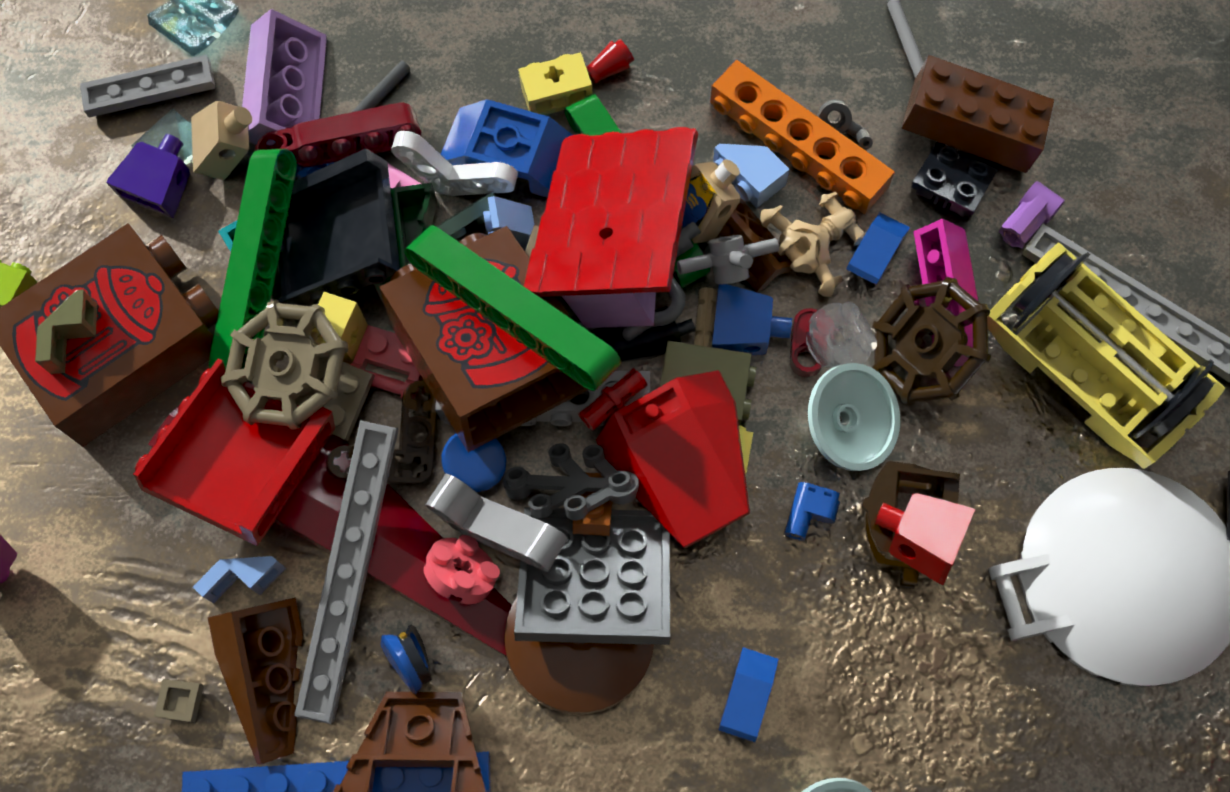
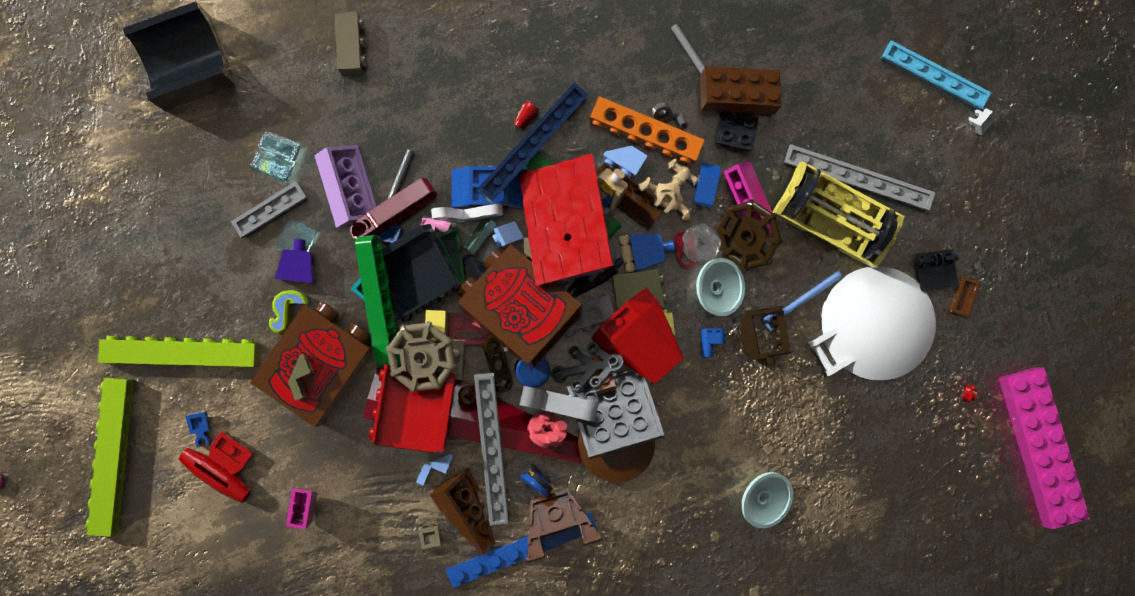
camera: 25 degrees left, 15 degrees up
(100, 225) = (282, 308): none -> lime animal
(219, 138) = (327, 232): tan torso -> none
(513, 308) = (532, 295): green beam -> none
(555, 83) = (495, 147): light yellow brick -> none
(599, 95) = (531, 143): none -> dark blue plate
(612, 399) = (595, 318): red pin -> none
(728, 258) = (631, 220): light grey bar -> none
(748, 694) = (708, 444): blue slope -> none
(926, 533) = (775, 345): torso -> none
(1019, 482) = (806, 297): none -> medium blue piece
(1034, 209) = (784, 136): medium lavender piece -> none

